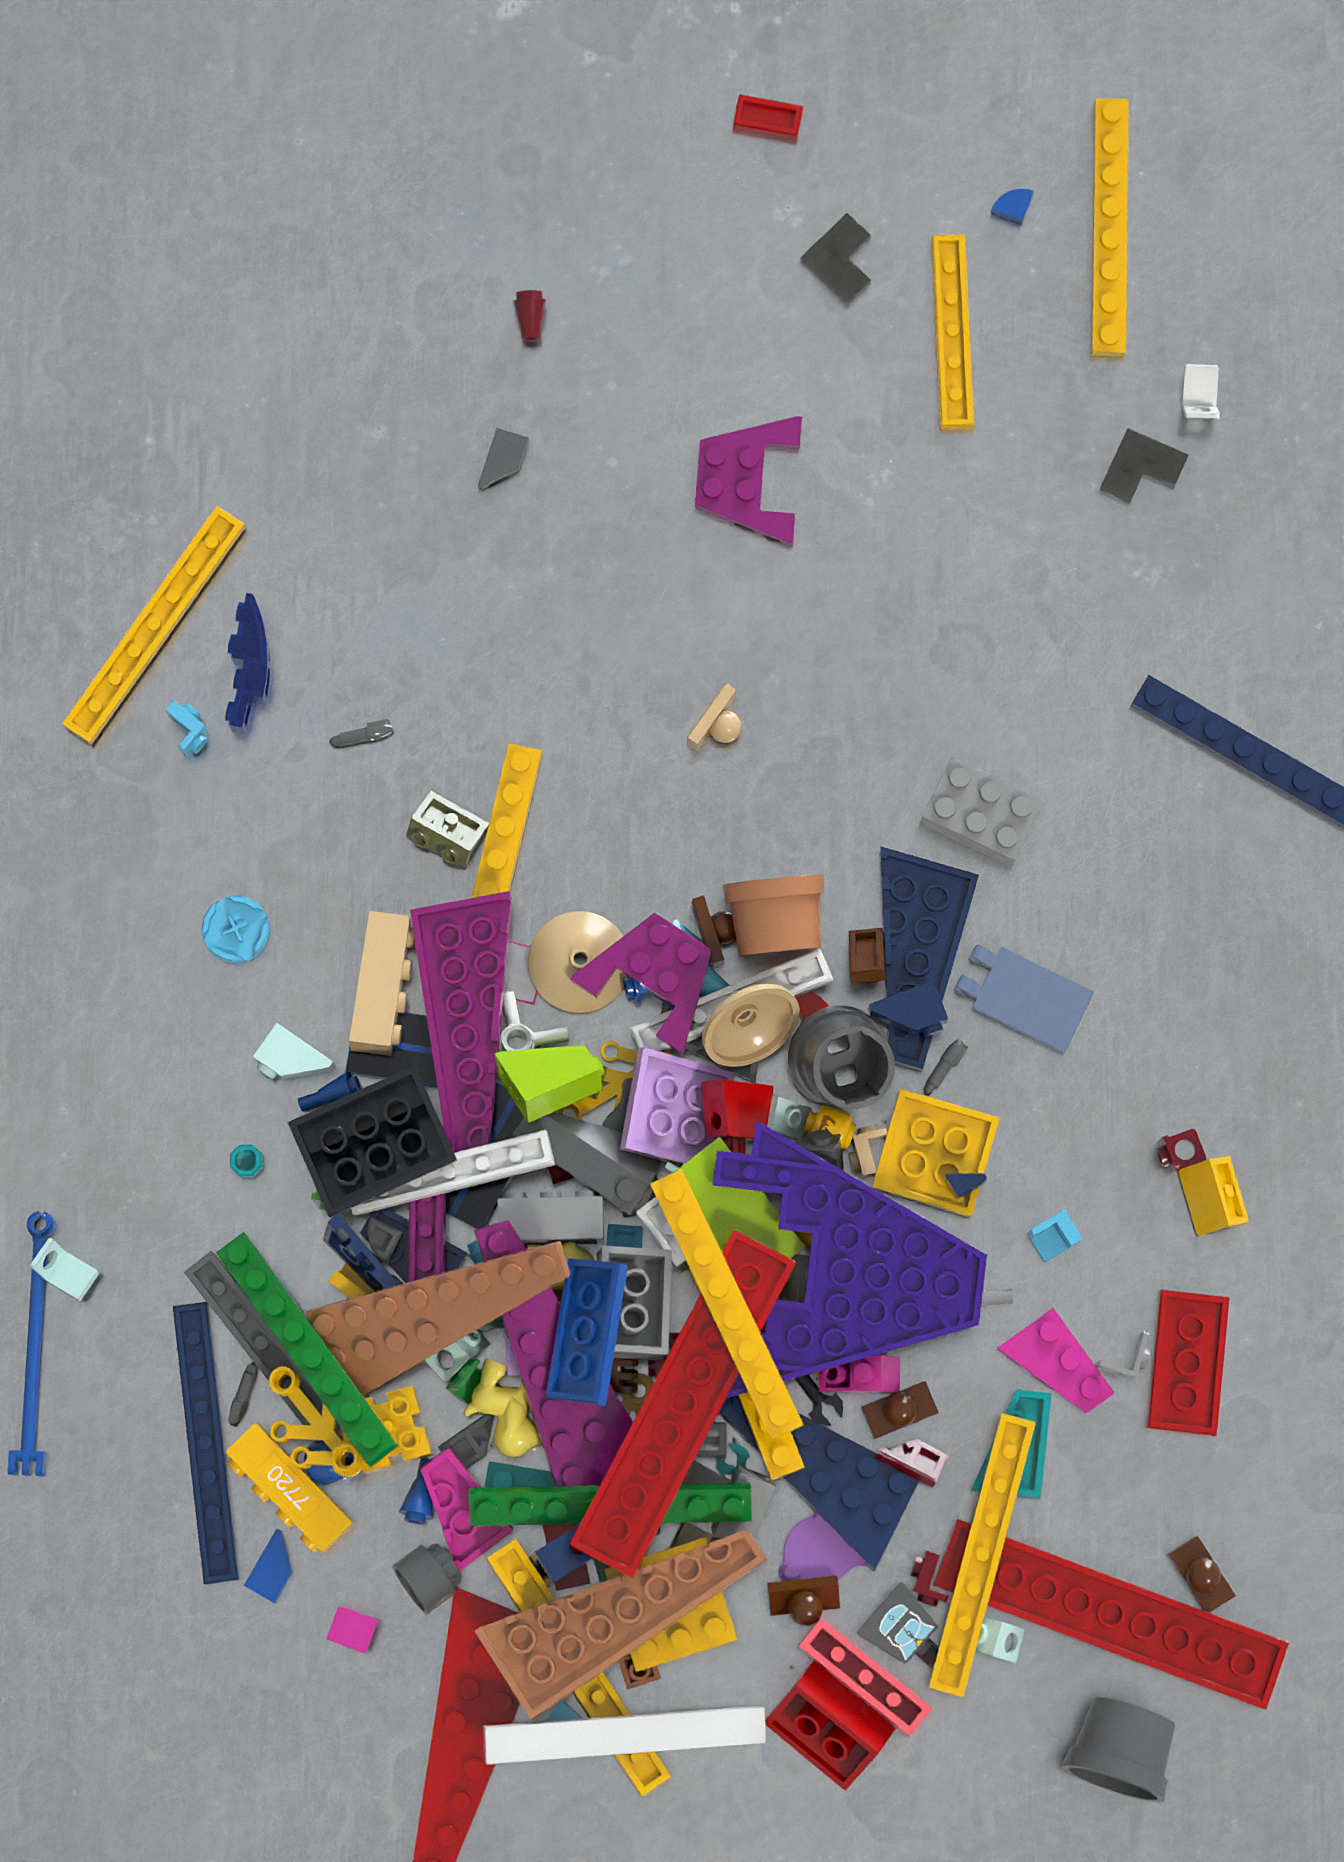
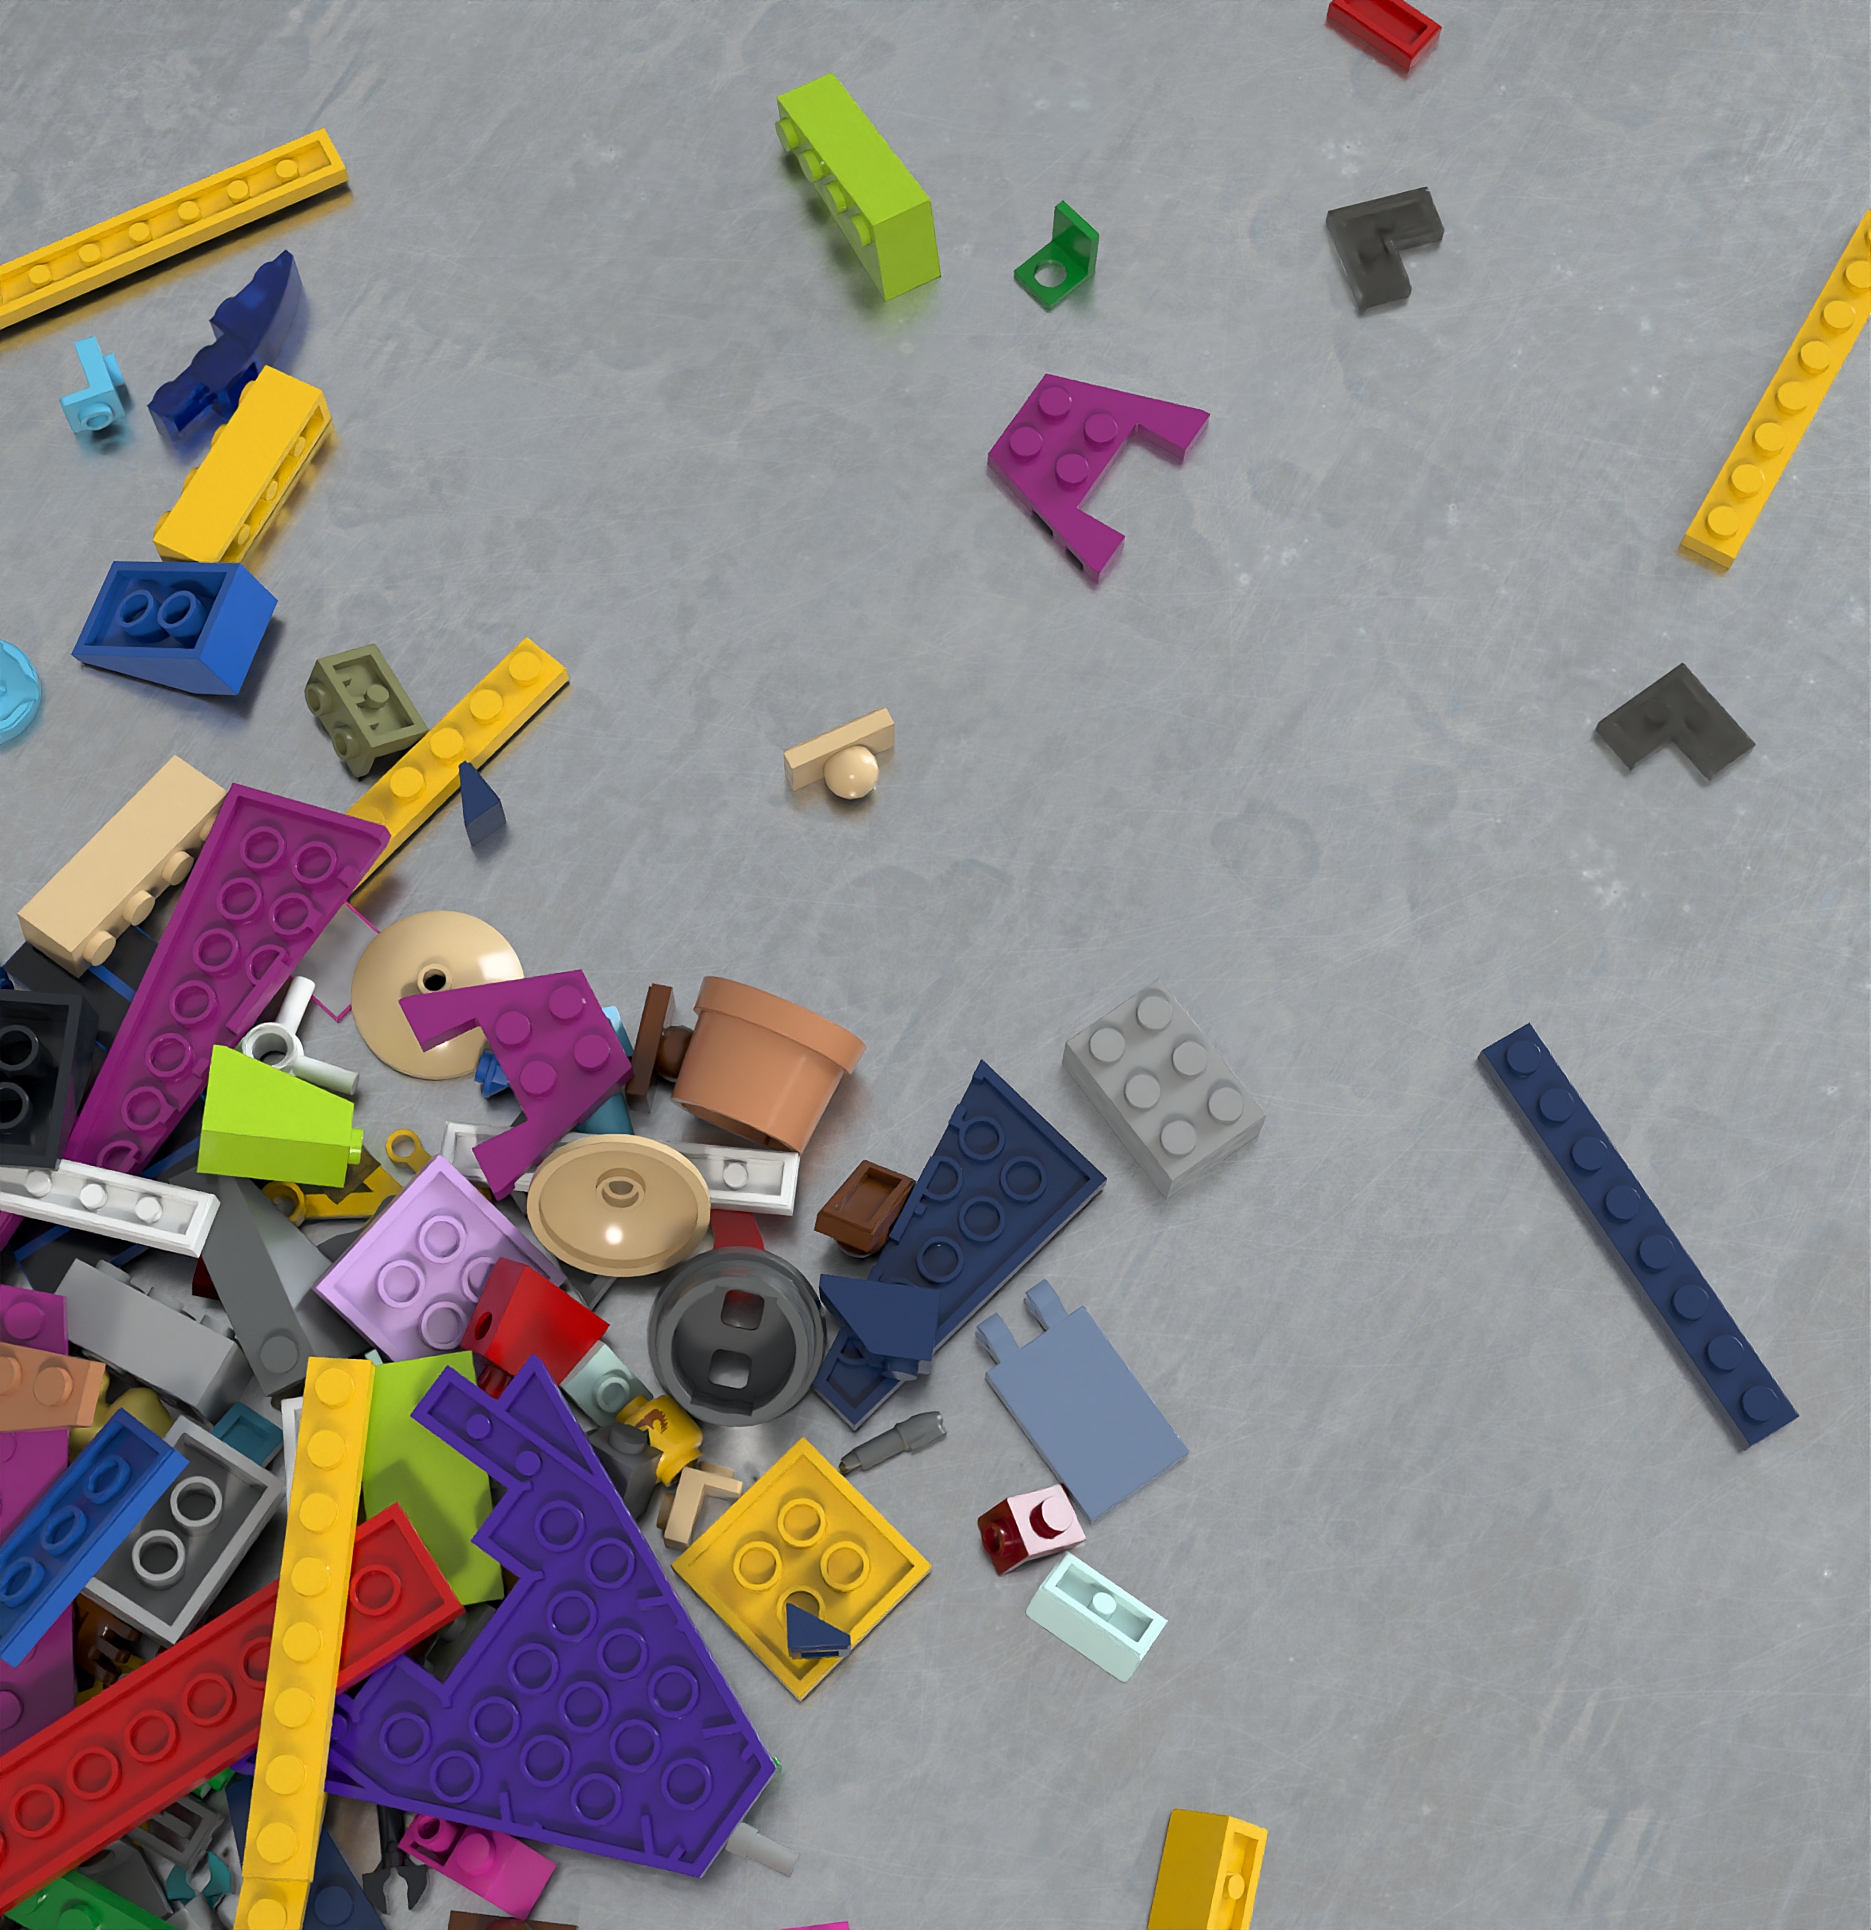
camera: 25 degrees right, 10 degrees down
(300, 735) = (244, 471): none -> yellow brick
(317, 837) = (178, 624): none -> blue slope
(373, 731) = (347, 527): dark grey piece -> none
(503, 457) = (756, 264): dark grey tile -> none
(530, 312) = (906, 99): dark red cone -> none
(535, 380) = (862, 184): none -> lime wedge
(540, 848) = (480, 804): none -> dark blue slope
(671, 355) = (1072, 248): none -> green bracket
(952, 332) = (1491, 414): yellow tile -> none
(1013, 204) = (1673, 290): blue tile -> none
(1036, 1072) = (1030, 1527): none -> bracket
(1054, 1236) = (914, 1804): medium azure panel -> none
(1091, 1098) = (1095, 1617): none -> light aqua slope
(1167, 1154) = (1168, 1772): dark red bracket -> none
(1200, 391) = (1821, 660): white bracket -> none

